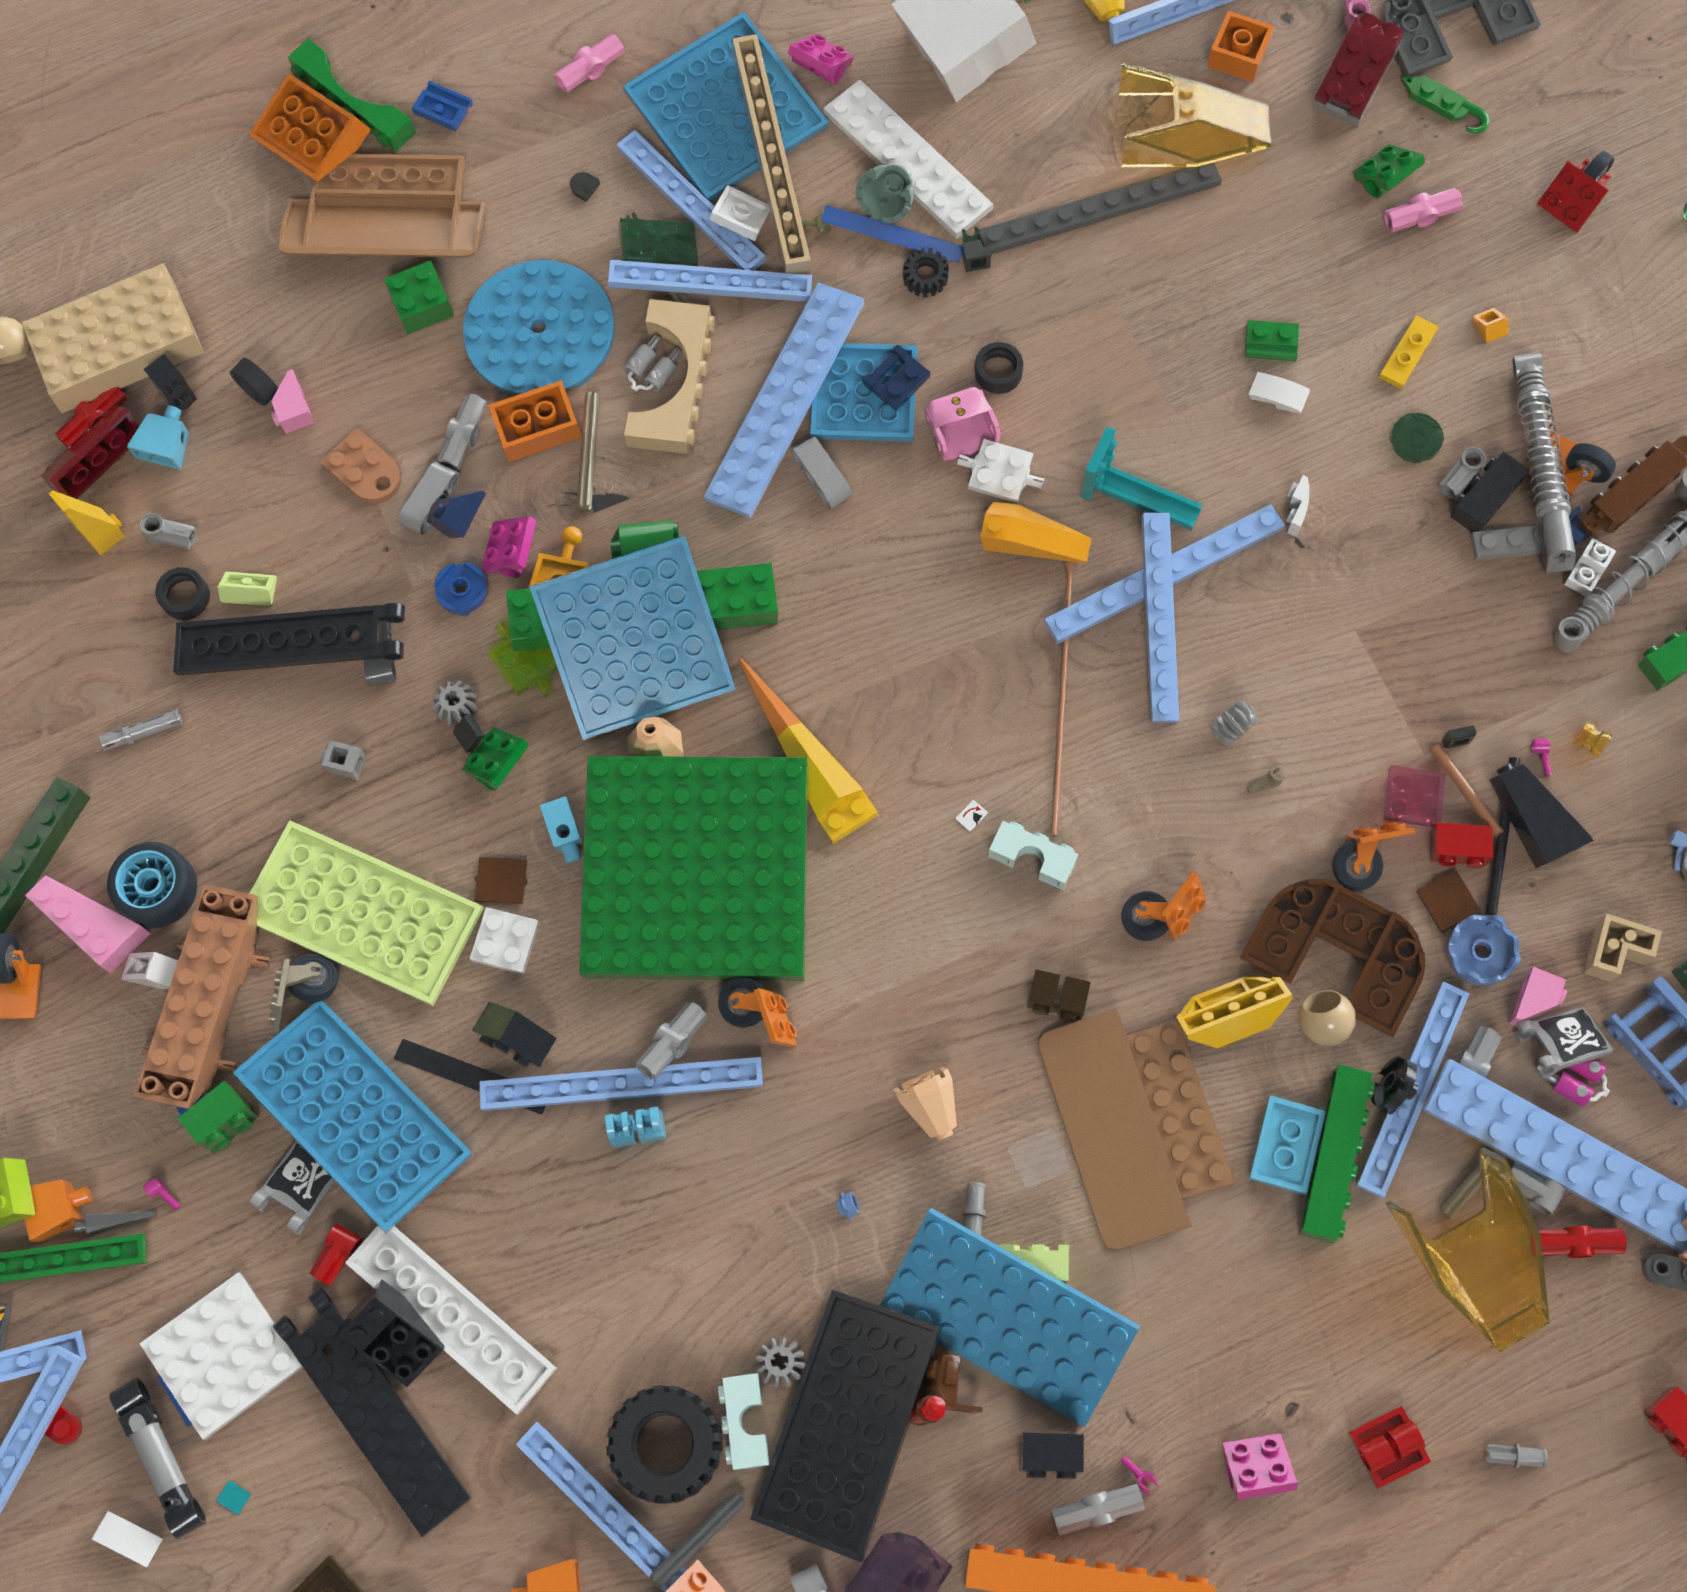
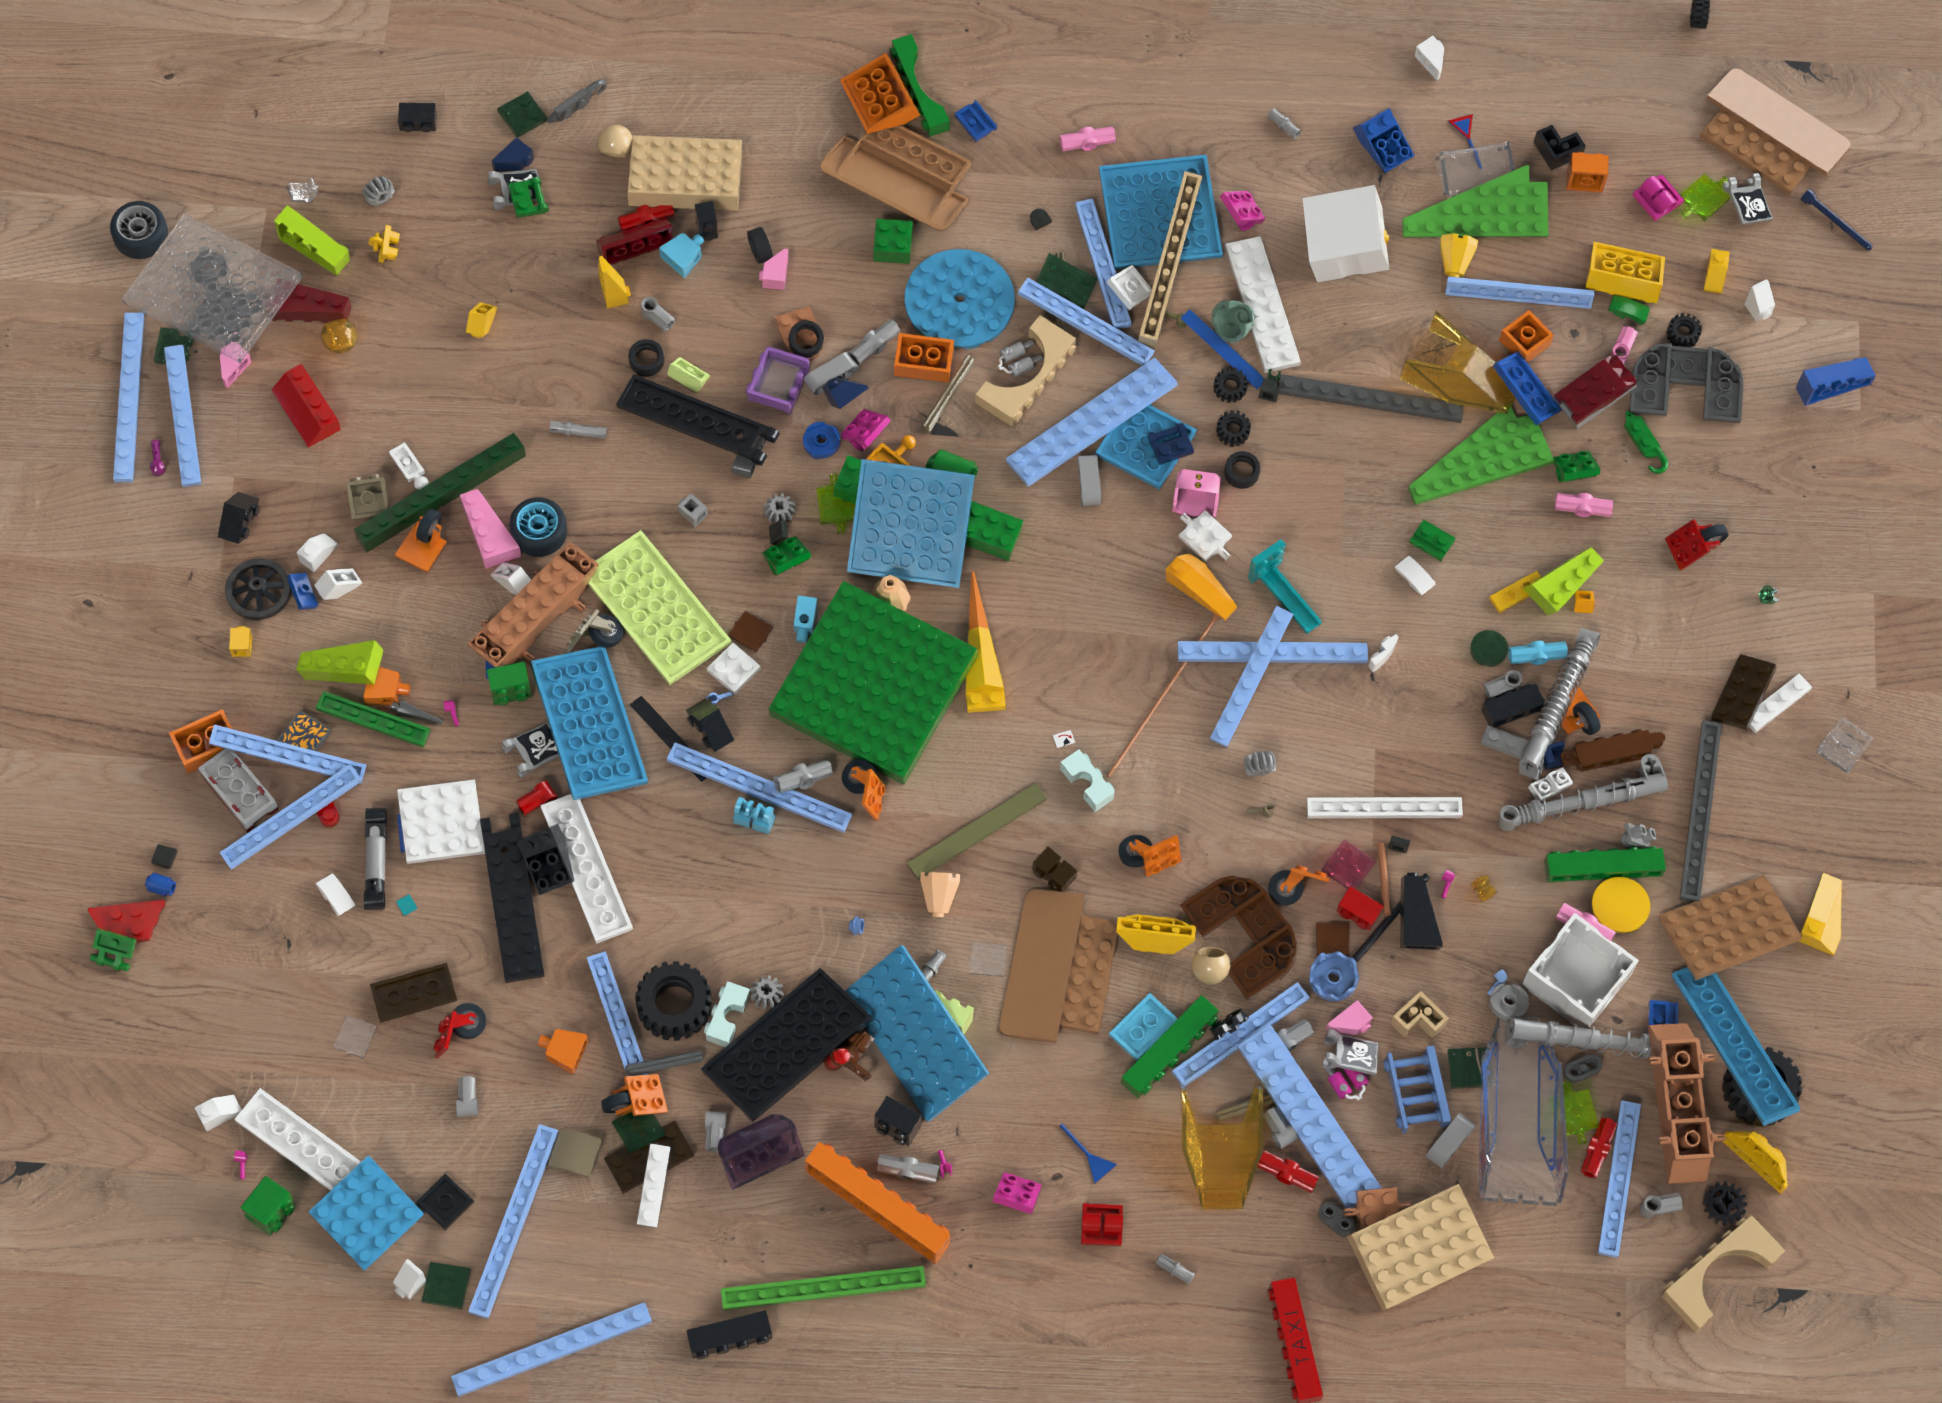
camera: 20 degrees right, 5 degrees down
(365, 538) = (778, 379): none -> window
(368, 451) = (809, 325): none -> black tyre
(502, 992) = (715, 698): none -> light blue hand
(930, 995) = (977, 831): none -> olive tile
(964, 310) = (1229, 437): none -> black tyre
(1278, 104) = (1527, 388): none -> blue plate
(1278, 203) = (1491, 453): none -> bright green wing
(1335, 1364) = (1098, 1166): none -> blue piece
(1412, 699) = (1385, 807): none -> white plate
(1459, 311) = (1559, 584): none -> lime wedge
(1478, 413) = (1537, 652): none -> medium azure piece

